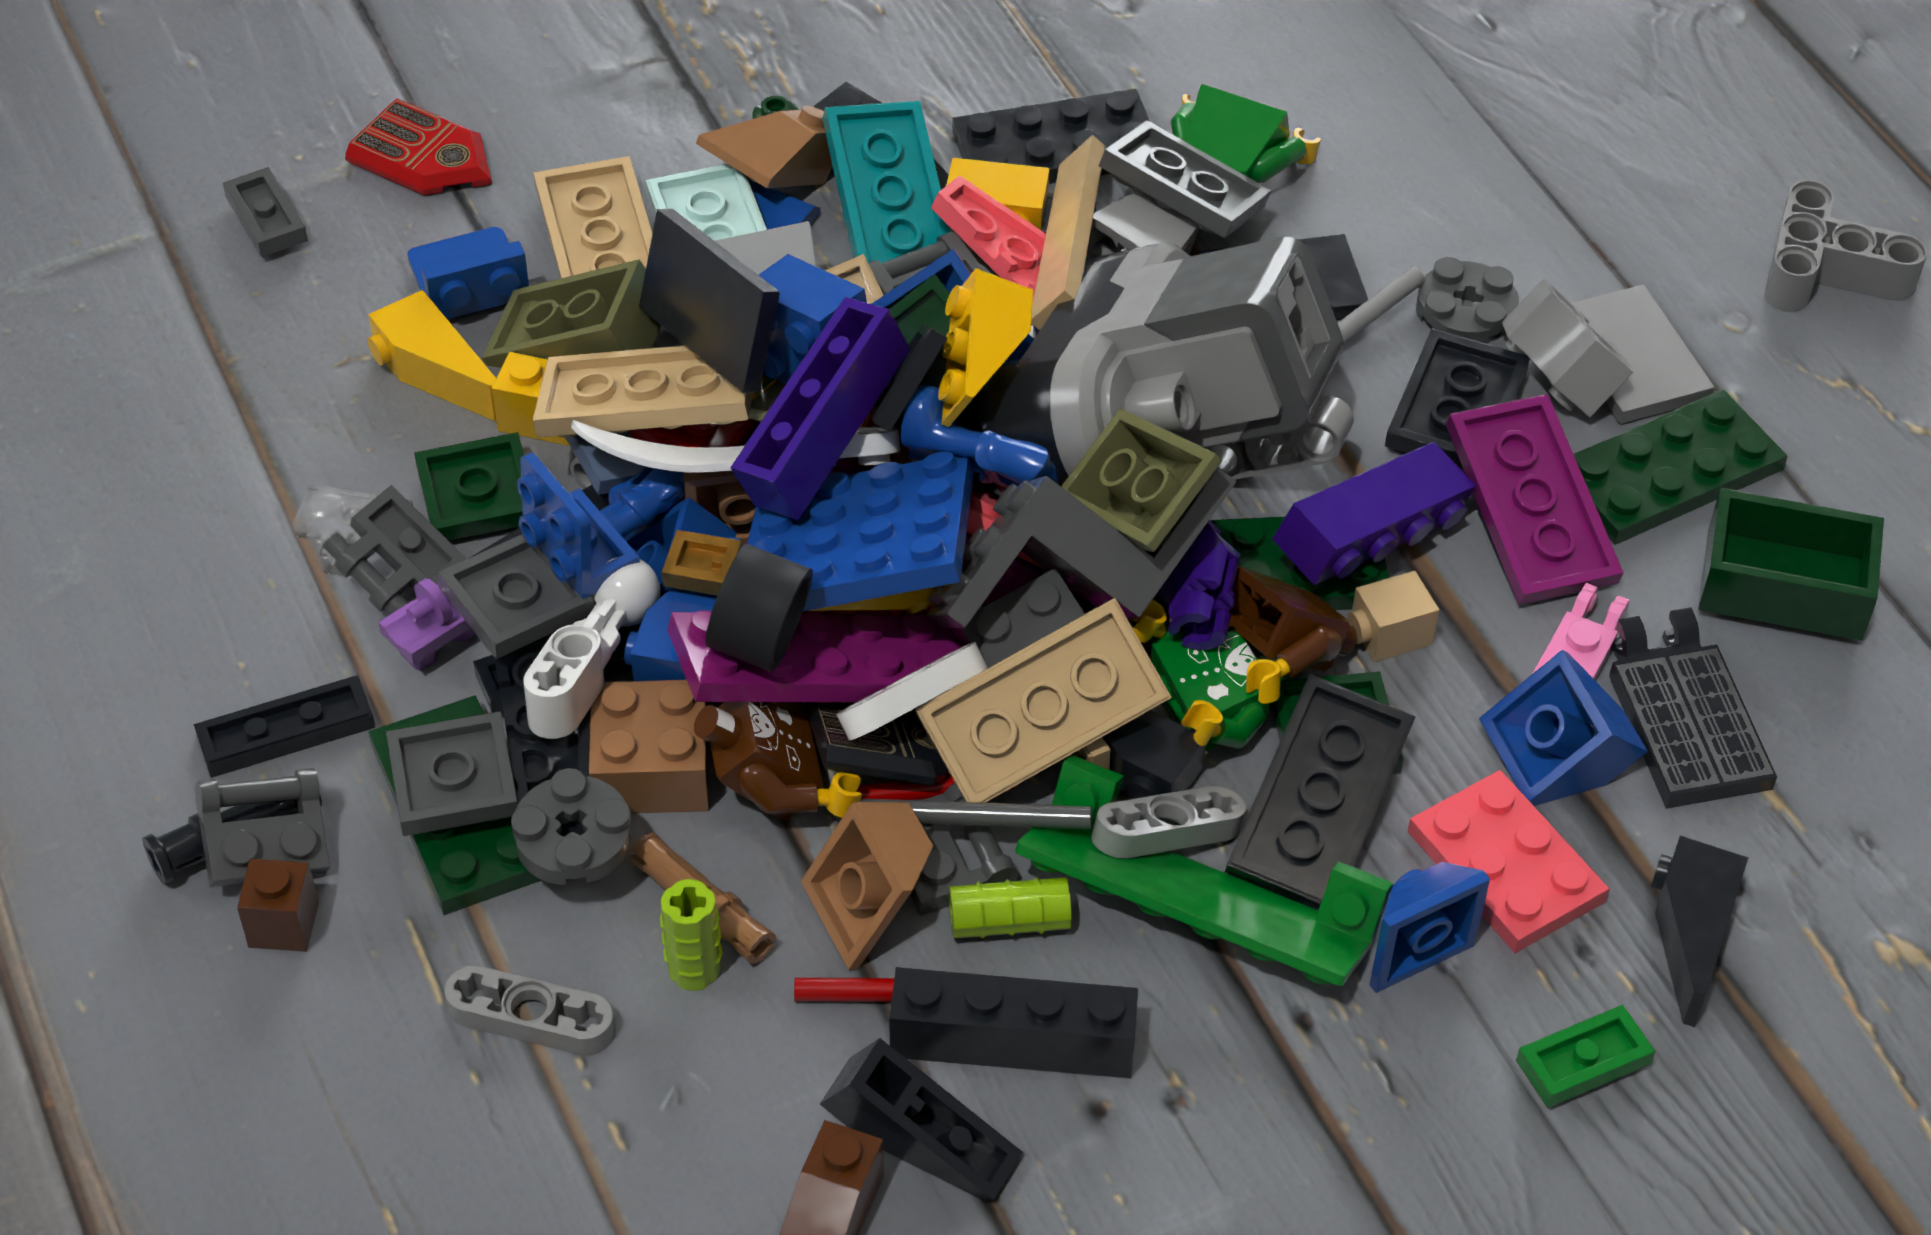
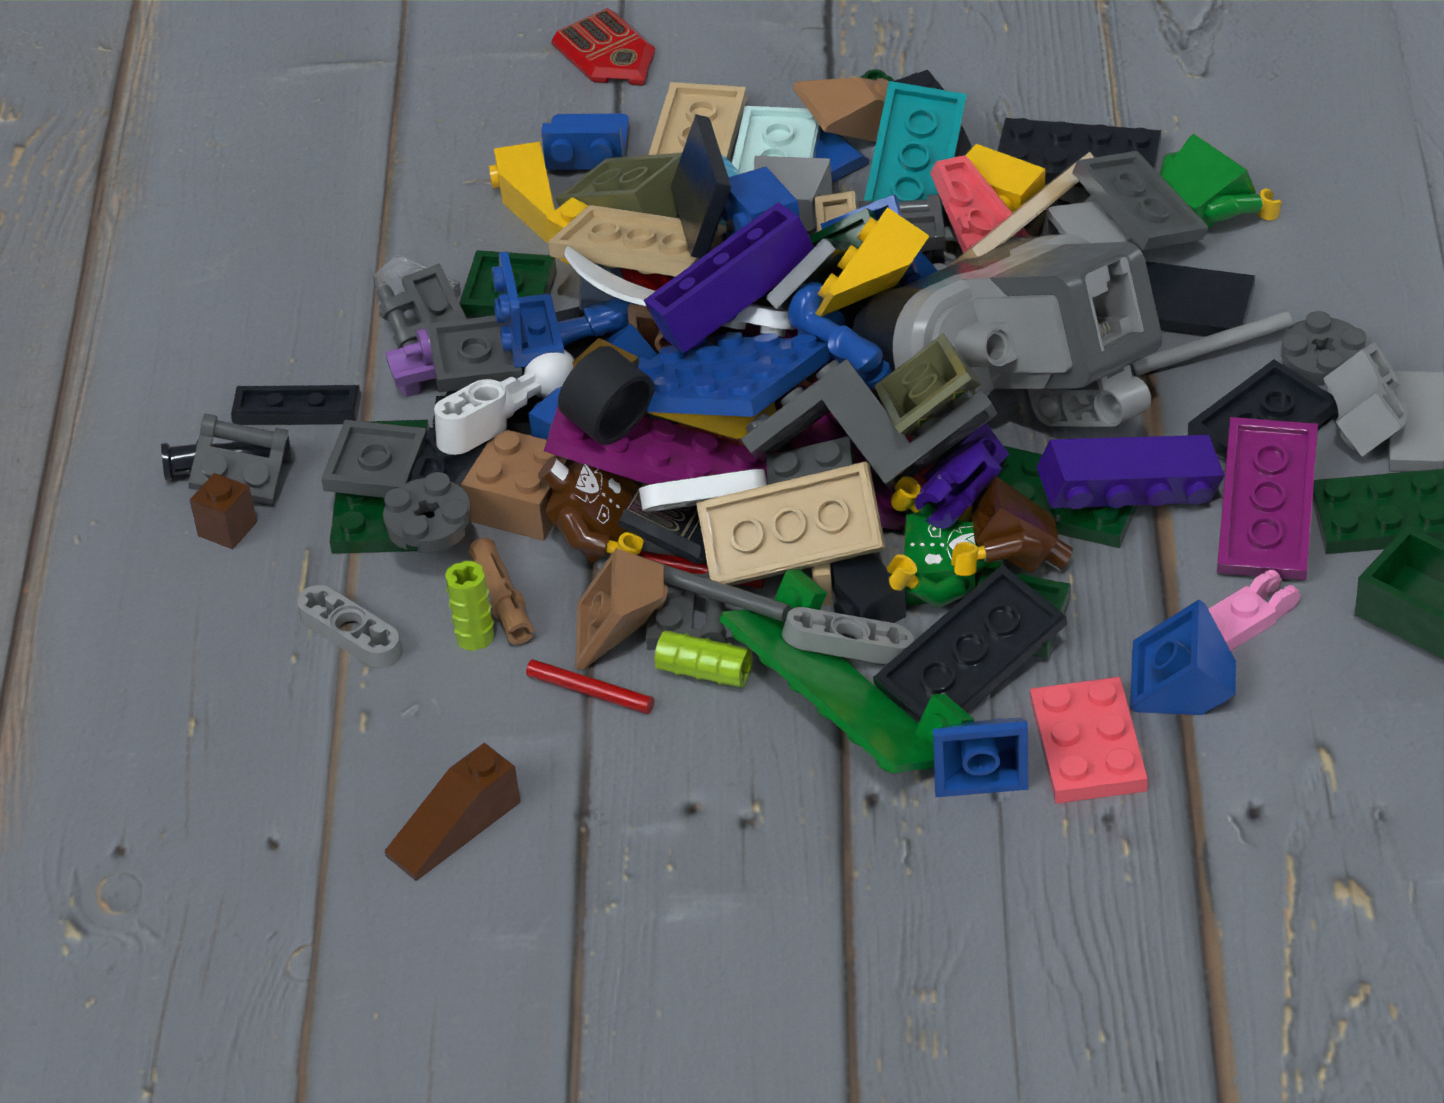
camera: 30 degrees right, 5 degrees down
(265, 212) = (471, 64): dark grey plate -> none
(920, 1121) = (556, 770): black slope -> none
(1013, 1022) = (658, 730): black brick -> none
(1394, 616) = (1106, 550): tan brick -> none
(1585, 1056) = (1053, 880): green plate -> none
(1688, 714) = (1293, 684): black tile -> none
(1694, 914) = (1204, 810): black slope -> none

